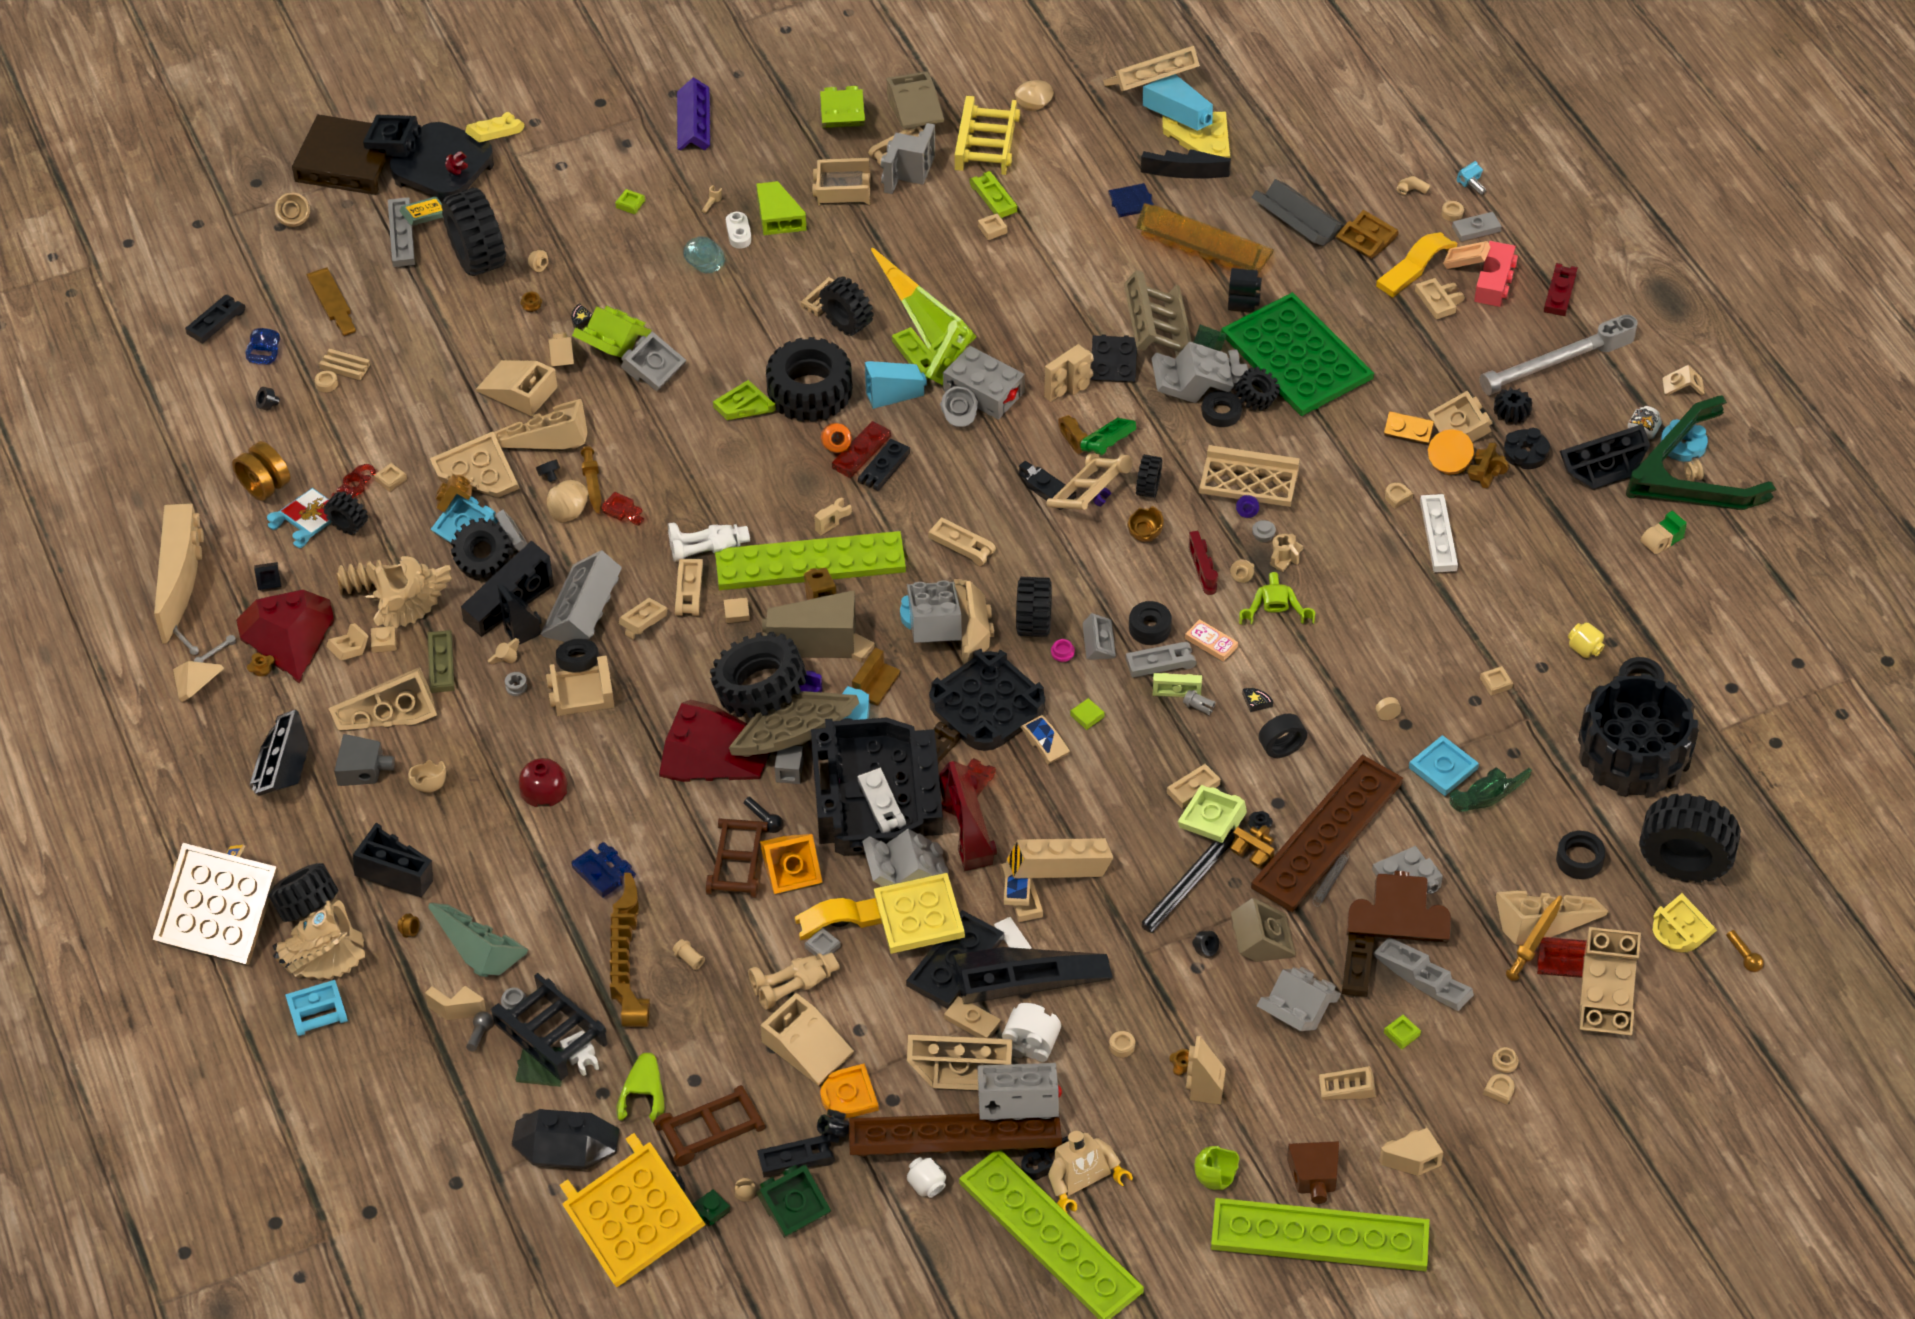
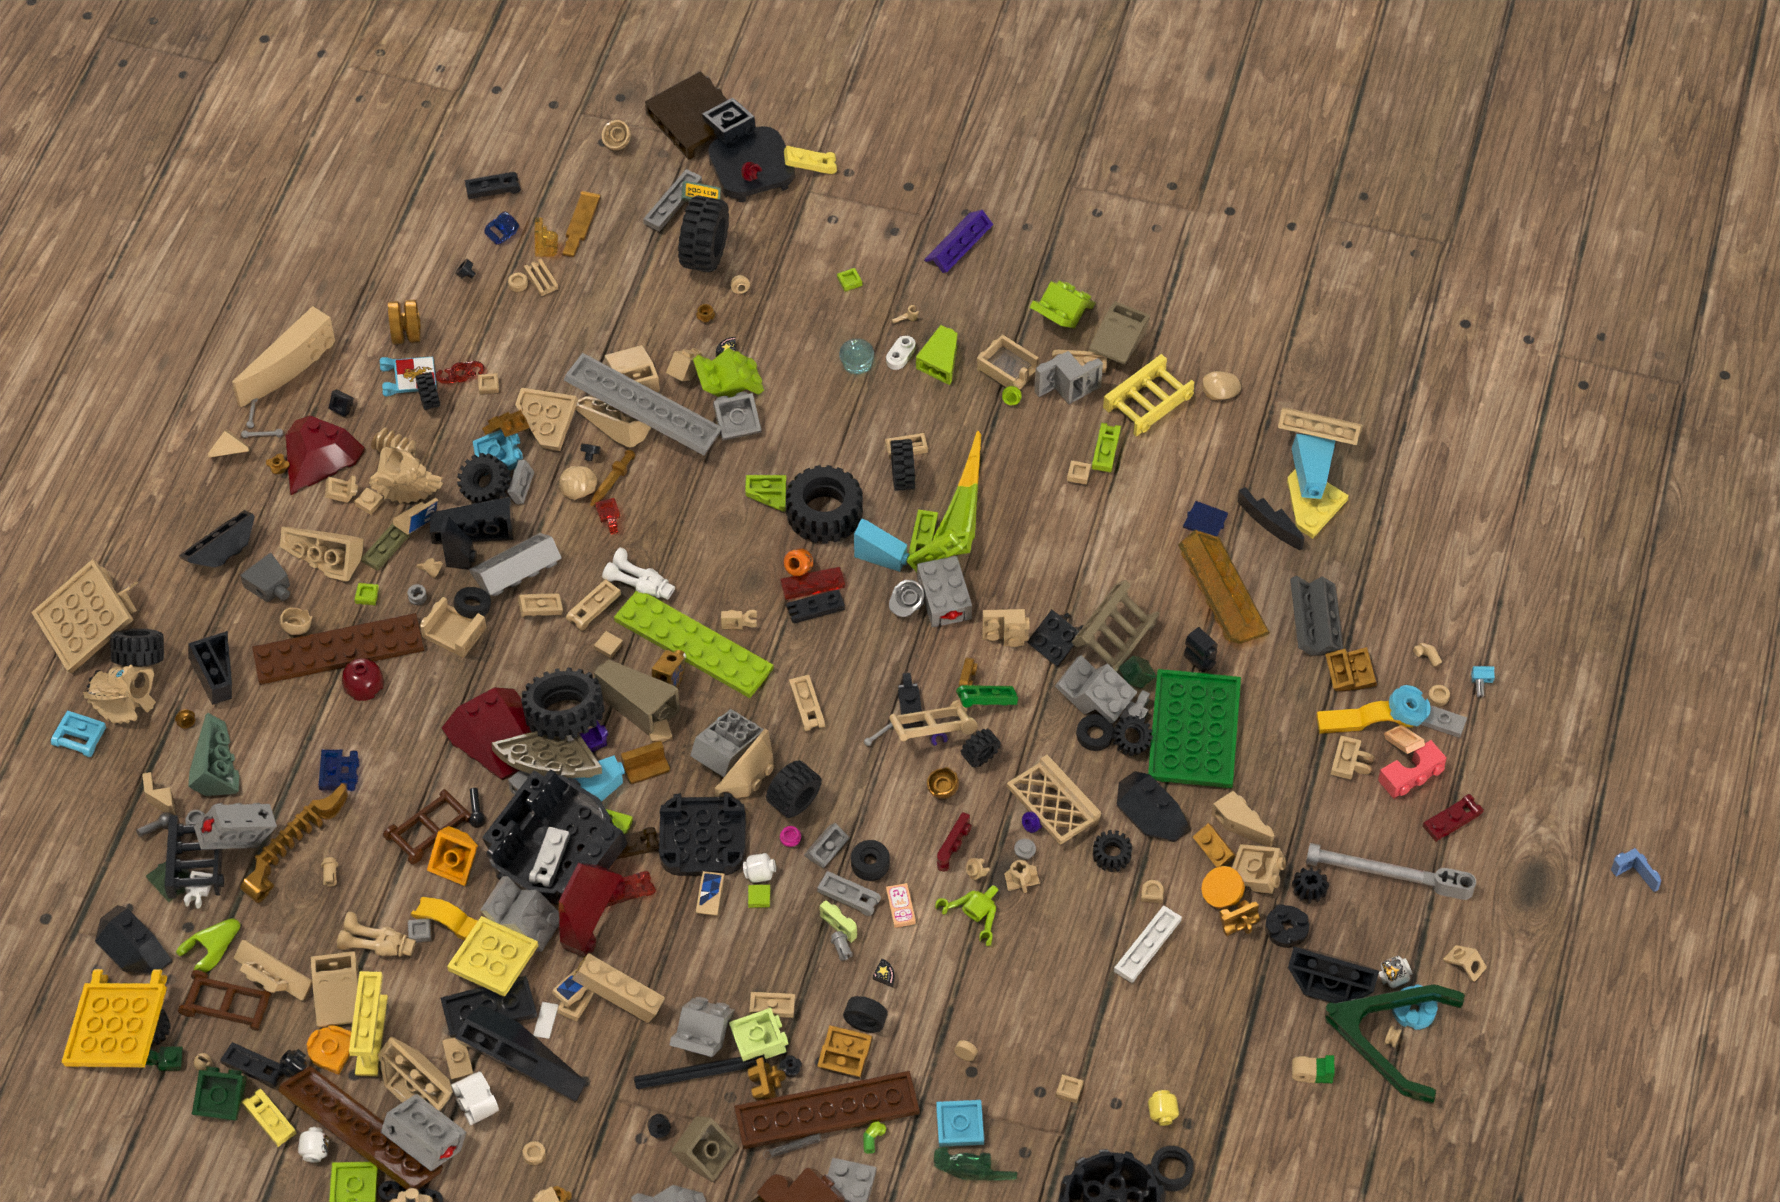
camera: 40 degrees right, 5 degrees up
(317, 330) = (545, 241): none -> clear yellow plate
(447, 620) = (415, 516): none -> panel
(466, 714) = (366, 594): none -> lime tile
(488, 775) = (337, 648): none -> reddish brown plate
(567, 396) = (643, 404): none -> light grey plate
(572, 968) = (235, 826): none -> light grey piece
(727, 1068) = (271, 972): none -> tan bracket
(858, 1186) = (269, 1118): none -> light yellow plate
(872, 203) = (1011, 395): none -> lime plate
(874, 1040) = (368, 1023): none -> light yellow fence
(1045, 537) = (868, 741): none -> light grey hinge
(1066, 690) = (759, 867): none -> white head
(1160, 839) = (702, 1026): none -> light grey bracket
(1290, 779) = (845, 1051): none -> pearl gold slope
(1327, 430) = (1151, 807): none -> black wedge
(1334, 494) = (1112, 861): none -> black tyre
(1383, 828) = (870, 1134): none -> arm
(1407, 394) = (1238, 818): none -> tan slope
(1445, 228) = (1401, 711): none -> medium azure plate
(1736, 232) = (1633, 858): none -> medium blue bracket

